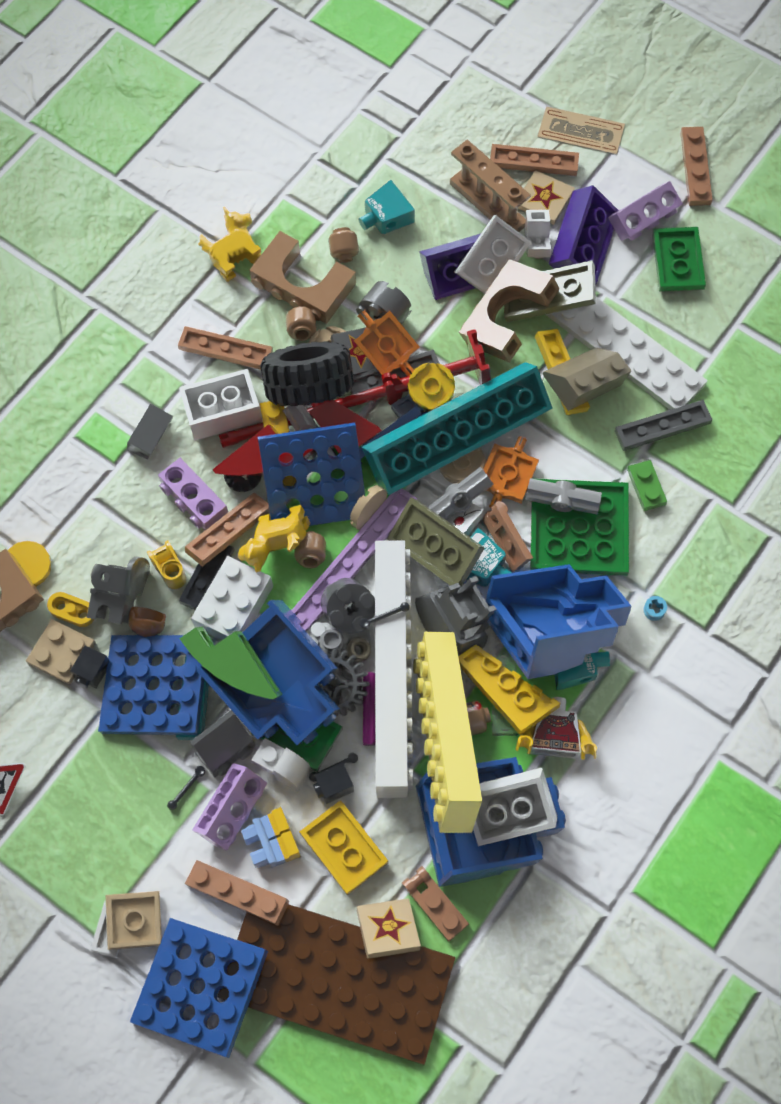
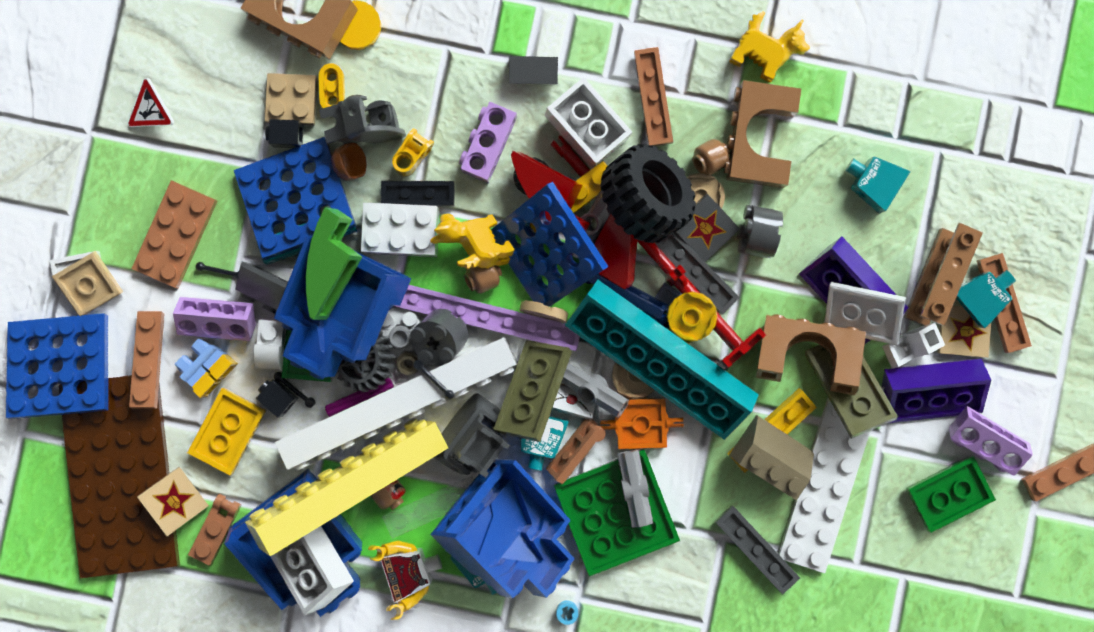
camera: 60 degrees right, 20 degrees up
(129, 816) = (174, 234): none -> nougat plate
(227, 529) = (465, 192): nougat plate -> none
(343, 244) = (817, 157): medium nougat head -> none
(386, 343) = (718, 253): orange plate -> none
(506, 690) = (422, 514): yellow wing -> none
(523, 164) = (985, 296): none -> teal torso
(581, 130) = (1064, 334): tan sticker -> none
(647, 485) = (688, 557): bright green plate -> none

